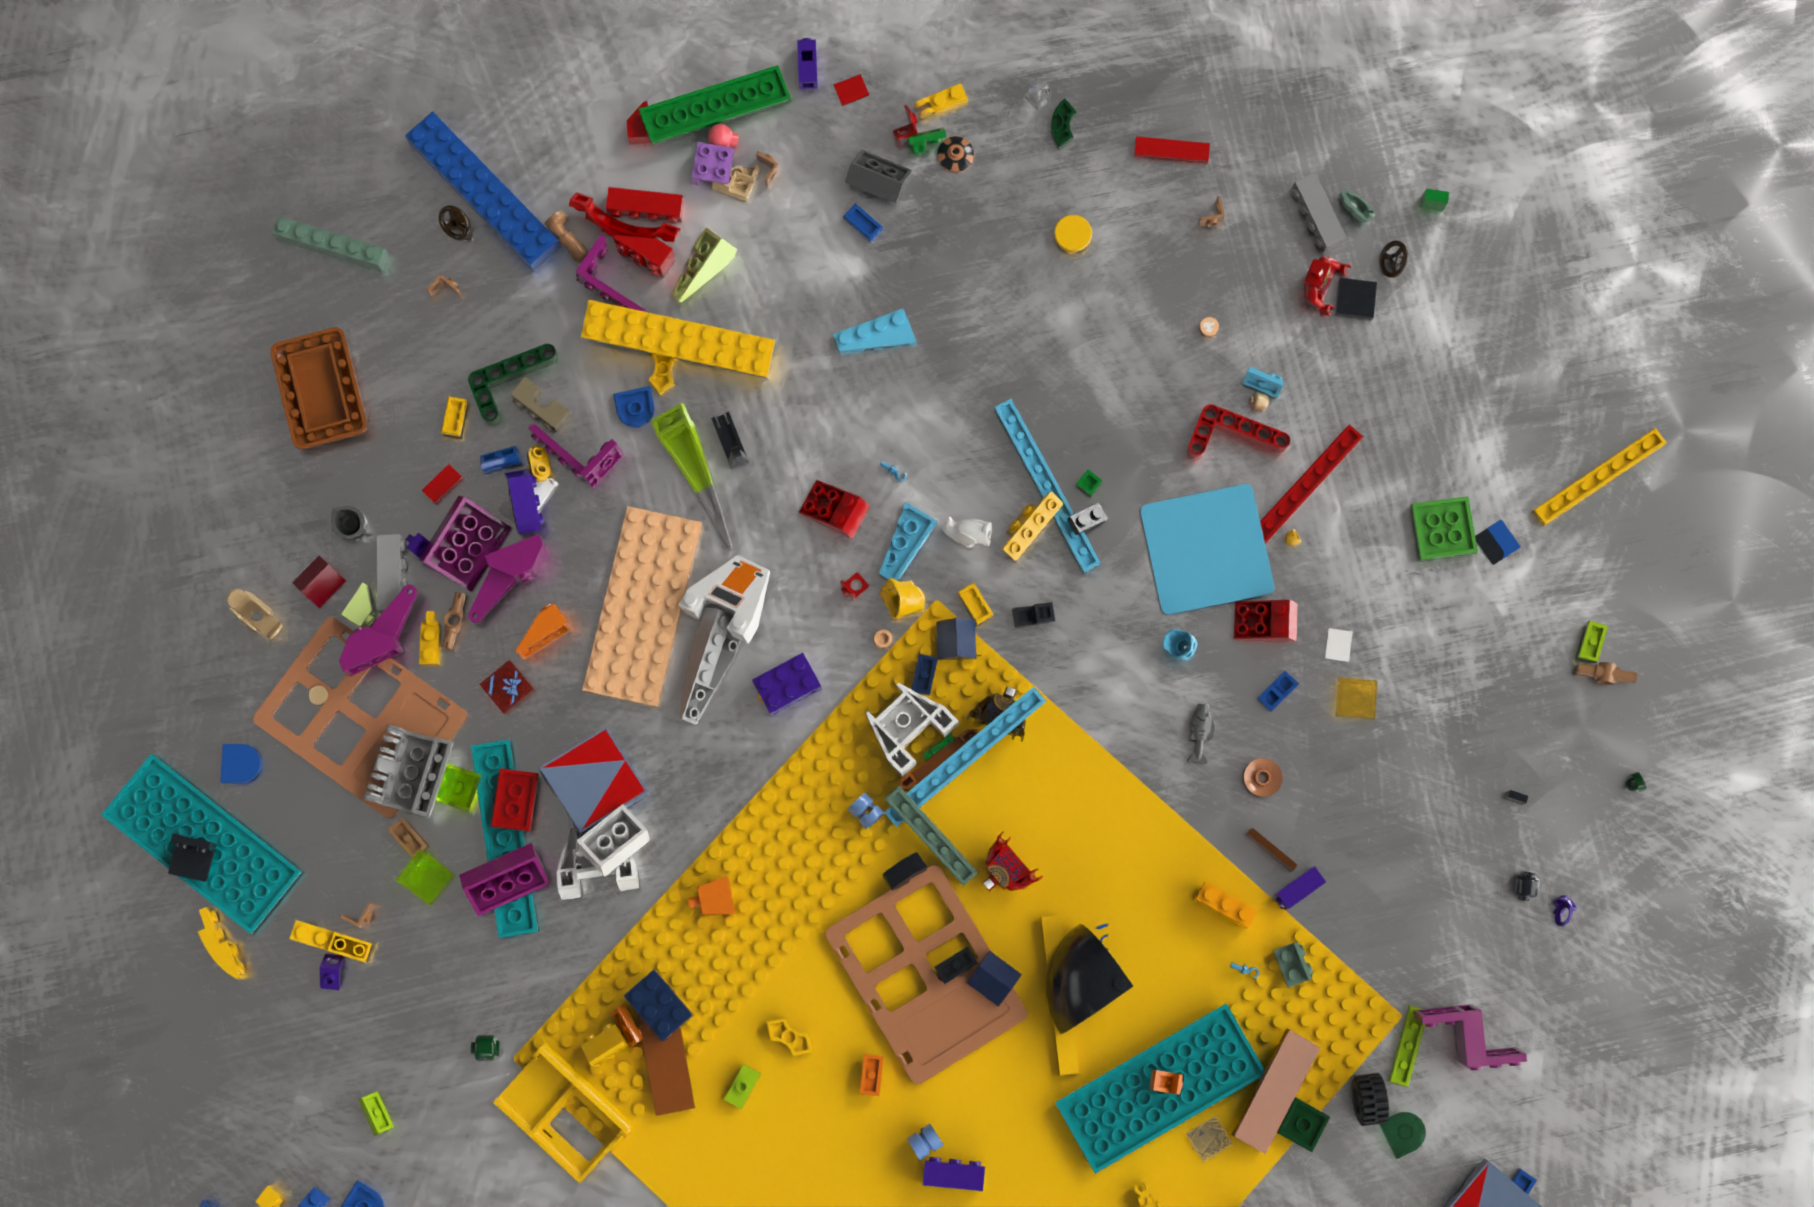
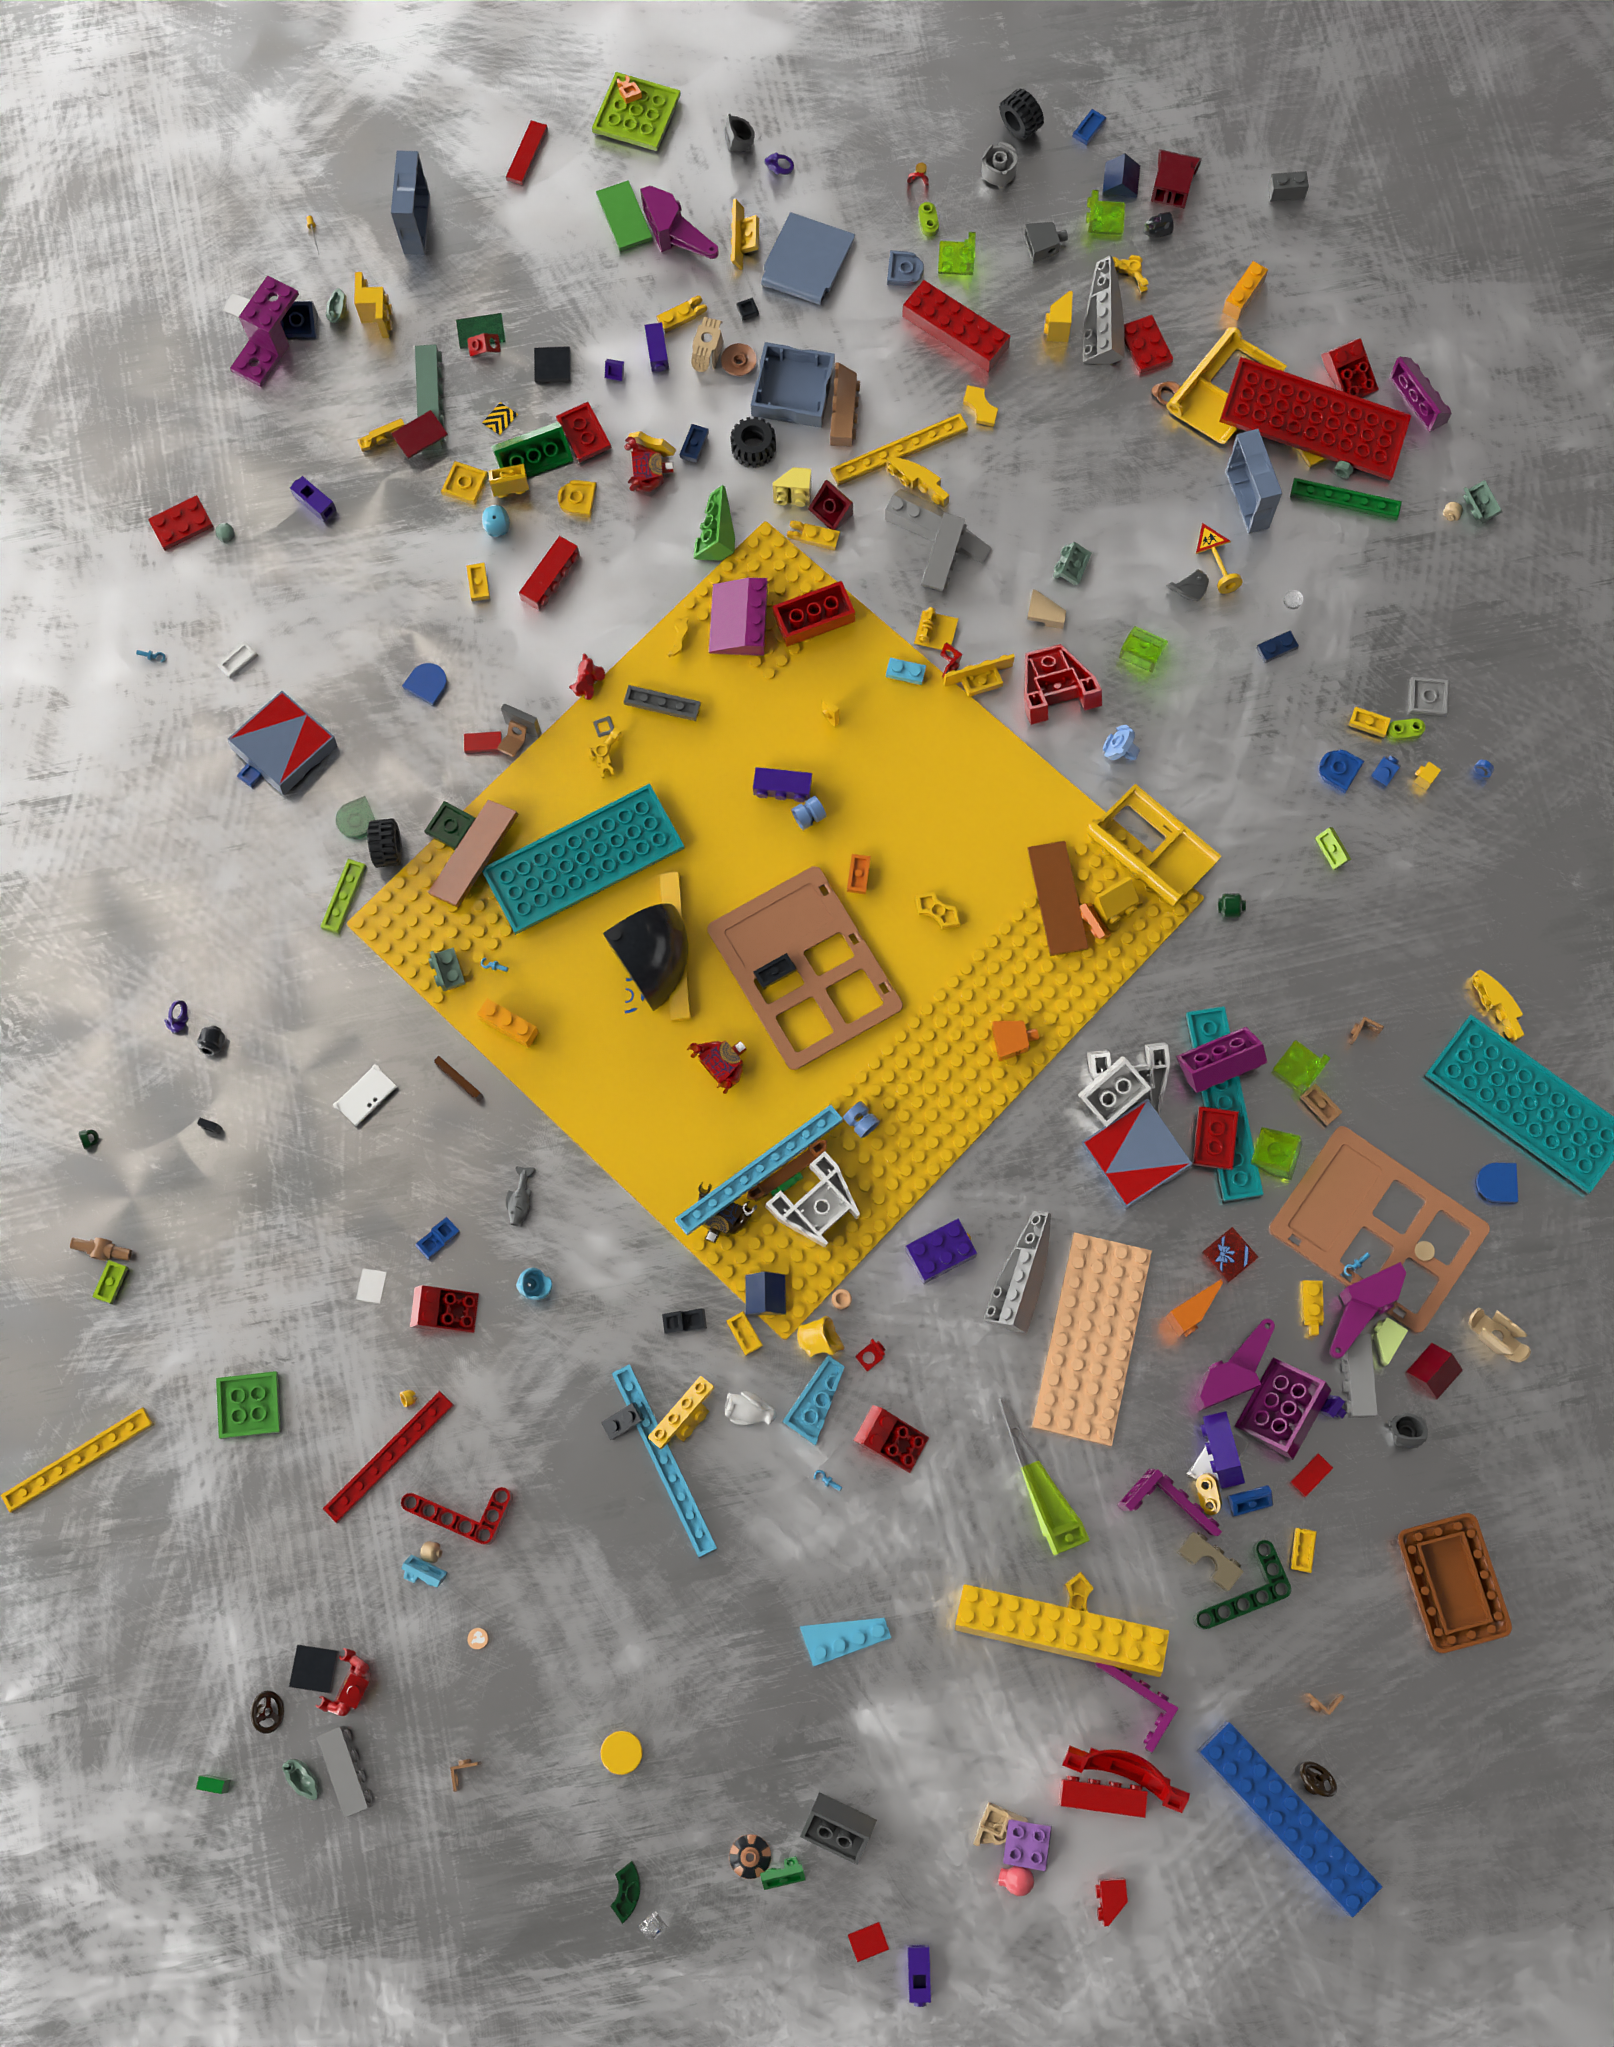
camera: 175 degrees left, 5 degrees down
(191, 858) = (1537, 1085): black bracket -> none
(330, 243) = (1457, 1756): sand green brick -> none
(330, 941) = (1390, 1007): yellow slope -> none
(330, 972) = (1387, 975): dark purple bracket -> none
(384, 680) = (1357, 1263): none -> dark azure hand
(411, 772) = (1323, 1166): light grey slope -> none
(455, 611) = (1288, 1334): medium nougat pin -> none
(573, 245) = (1189, 1756): medium nougat piece -> none
(635, 407) = (1107, 1558): blue tile -> none
(646, 252) = (1093, 1733): red slope -> none
(658, 1005) = (1064, 936): dark blue brick -> none
(709, 258) = (1030, 1728): yellowish green wedge -> none
(714, 104) = (1026, 1920): green plate -> none
(730, 441) = (1002, 1515): black hinge -> none
(735, 587) = (995, 1352): white wedge -> none
(742, 1086) = (982, 866): lime plate -> none
(769, 161) = (960, 1848): medium nougat bracket -> none
(863, 222) = (856, 1772): blue tile -> none
(904, 870) = (823, 1061): black slope -> none
(911, 127) = (801, 1890): red bracket -> none
(924, 674) = (799, 1257): dark blue plate -> none
(931, 835) = (796, 1095): sand green tile -> none
(942, 101) = (762, 1924): yellow hinge -> none
(994, 978) = (737, 959): dark blue slope -> none
(1089, 482) = (619, 1462): green plate -> none
(1166, 1082) = (577, 859): orange bracket -> none
(1172, 149) = (503, 1855): red tile -> none
(1207, 549) = (498, 1388): medium azure piece -> none
(1209, 1138) = (540, 814): clear piece -> none
(1272, 775) = (452, 1145): nougat dish -> none
(1299, 888) = (434, 1041): dark purple brick -> none
(1356, 698) = (358, 1229): clear yellow tile -> none
(1365, 835) = (356, 1100): none -> white door
(1470, 1036) = (283, 904): magenta bracket -> none
(1497, 542) = (194, 1391): sticker -> none

